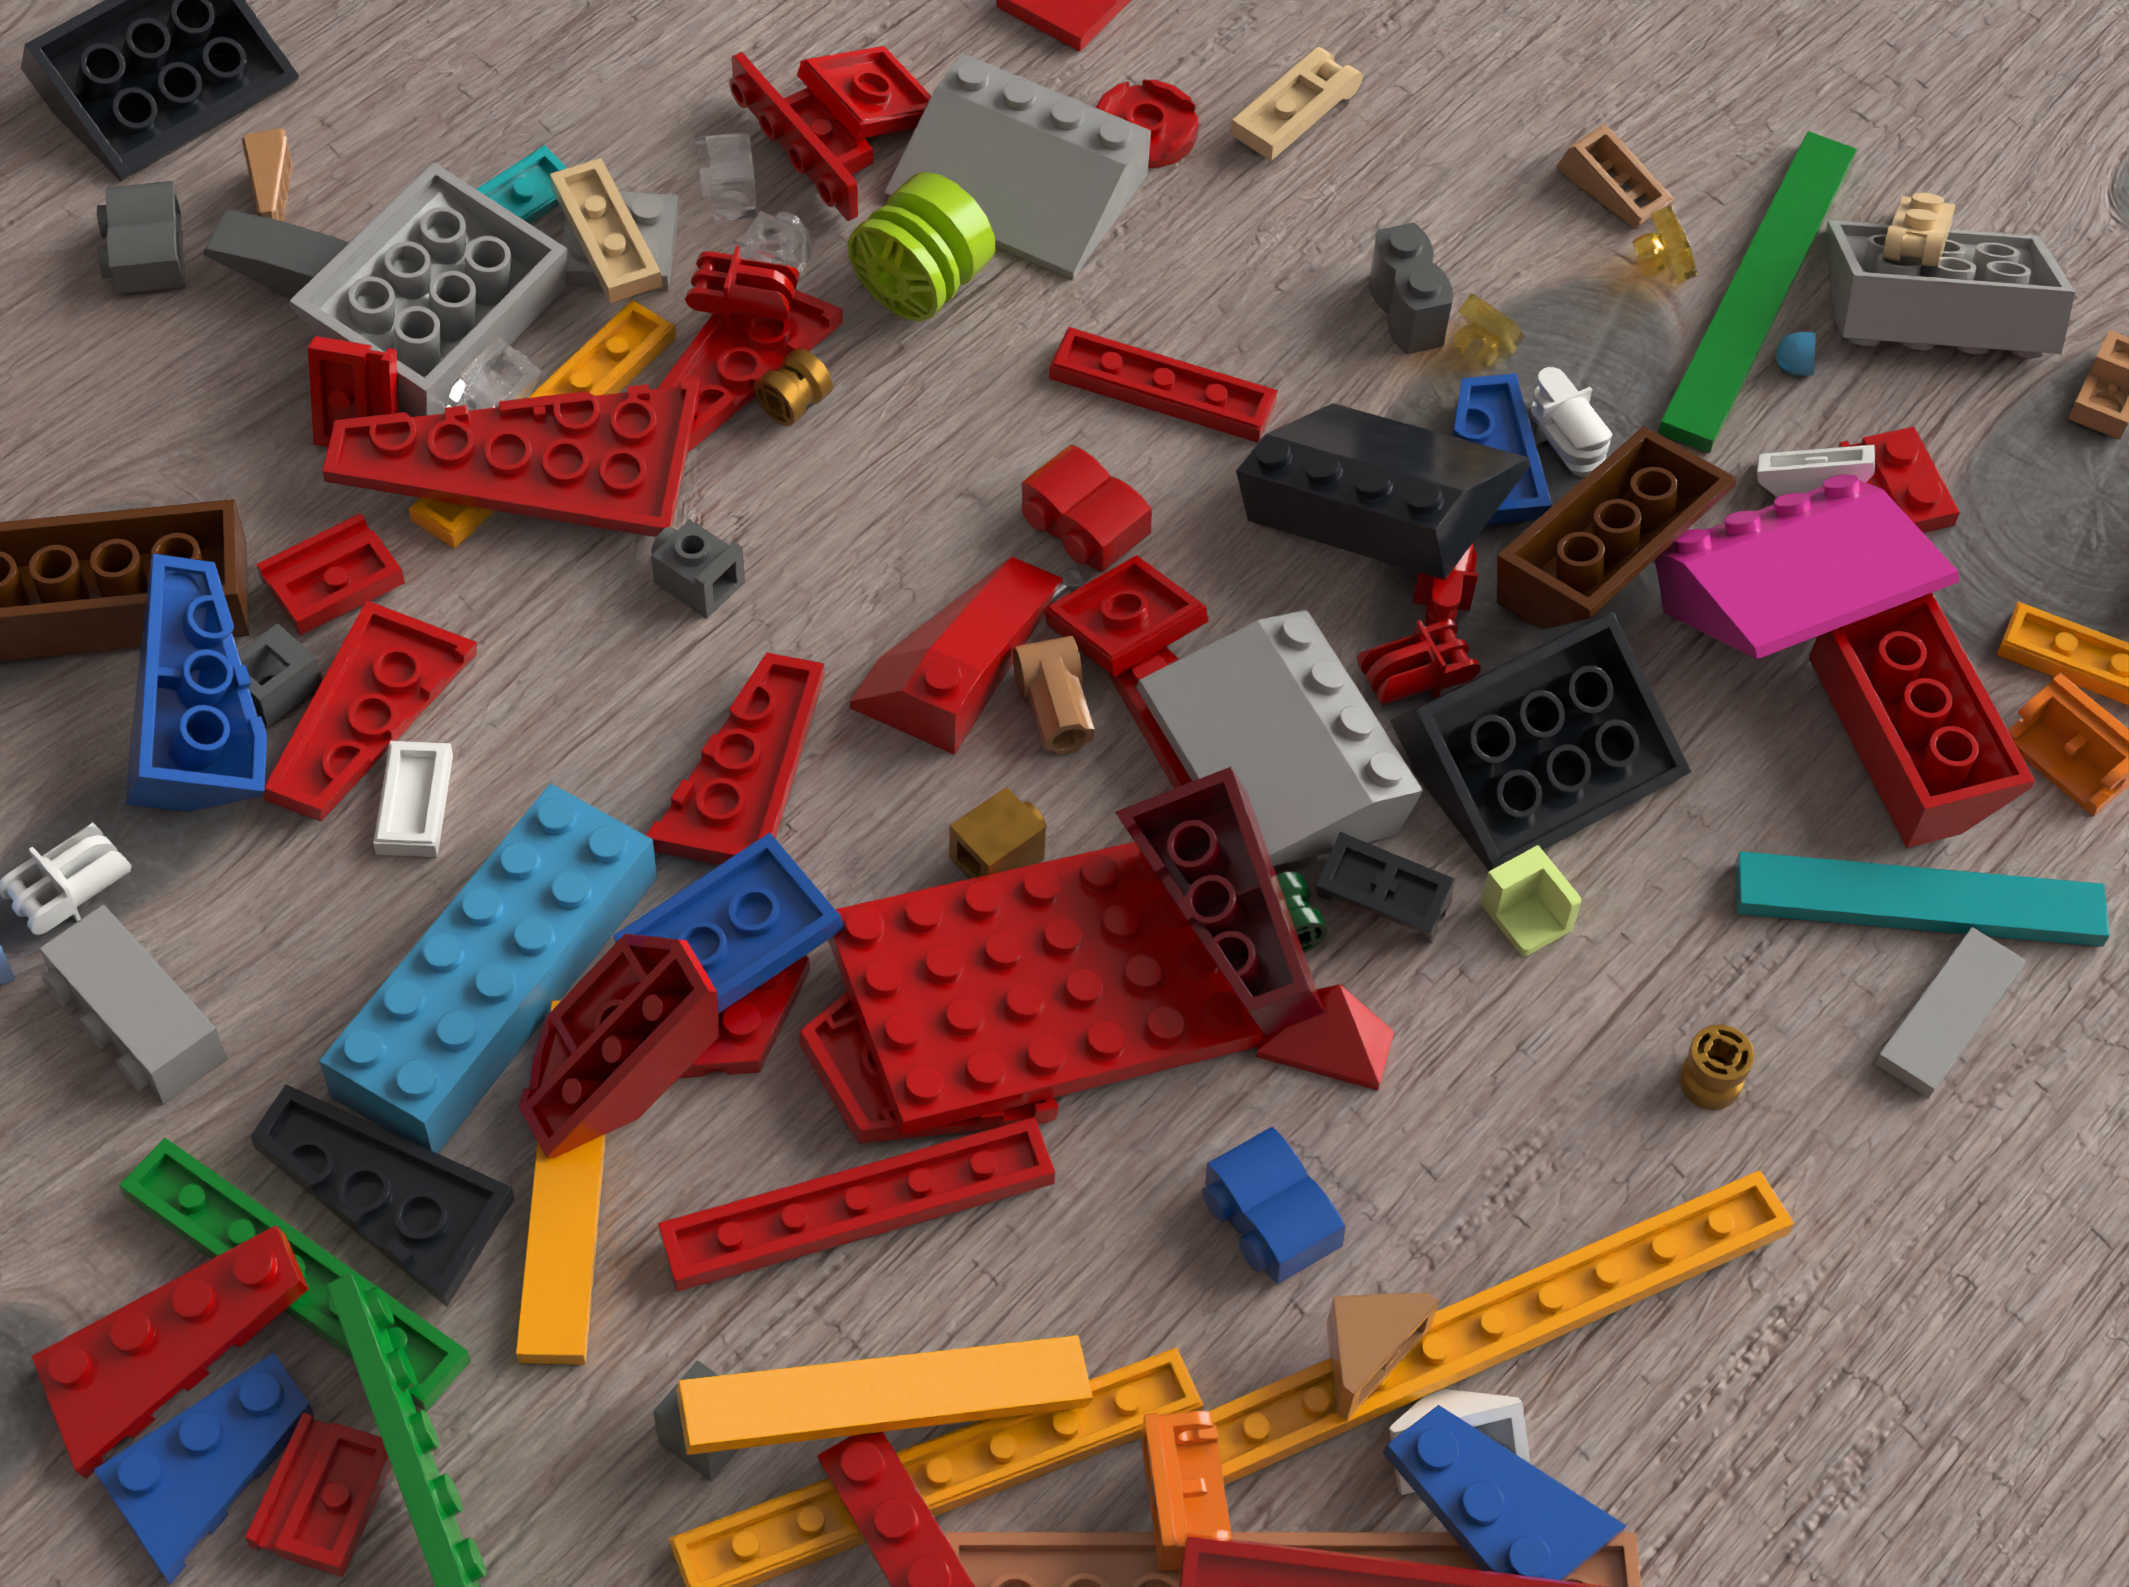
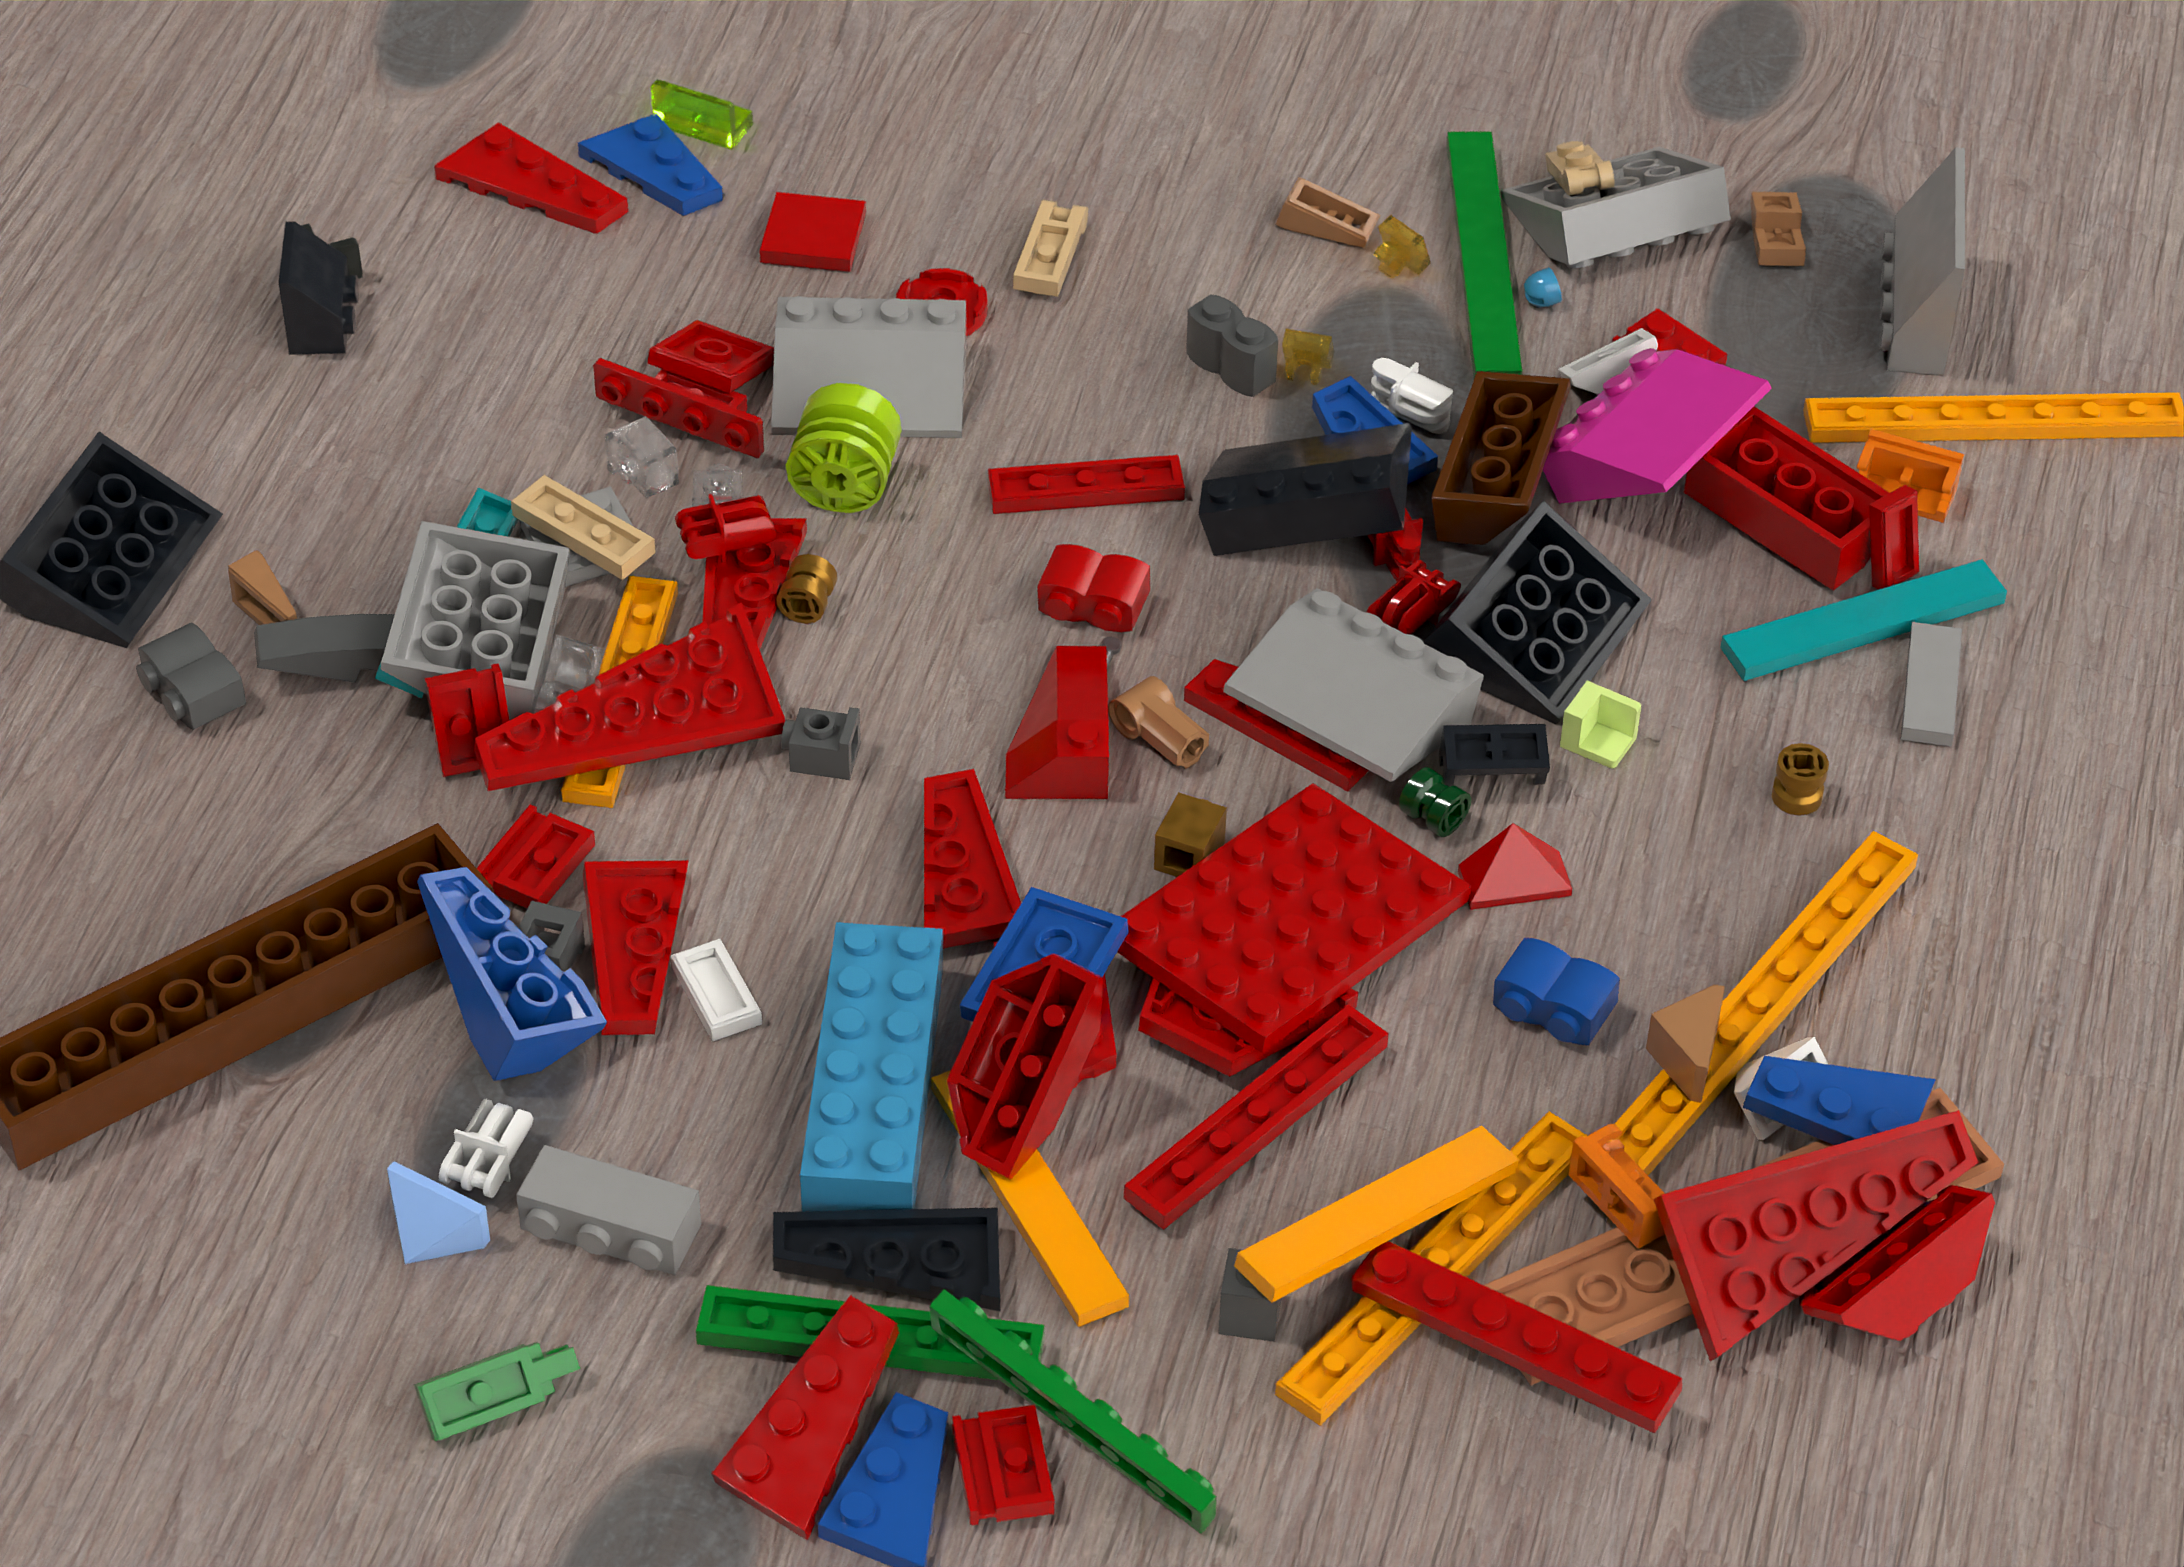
camera: 25 degrees left, 10 degrees down
(1126, 615) = (1176, 648): red tile -> none
(1223, 881) = (1397, 791): dark red wedge -> none
(2003, 819) = (1894, 537): none -> red tile

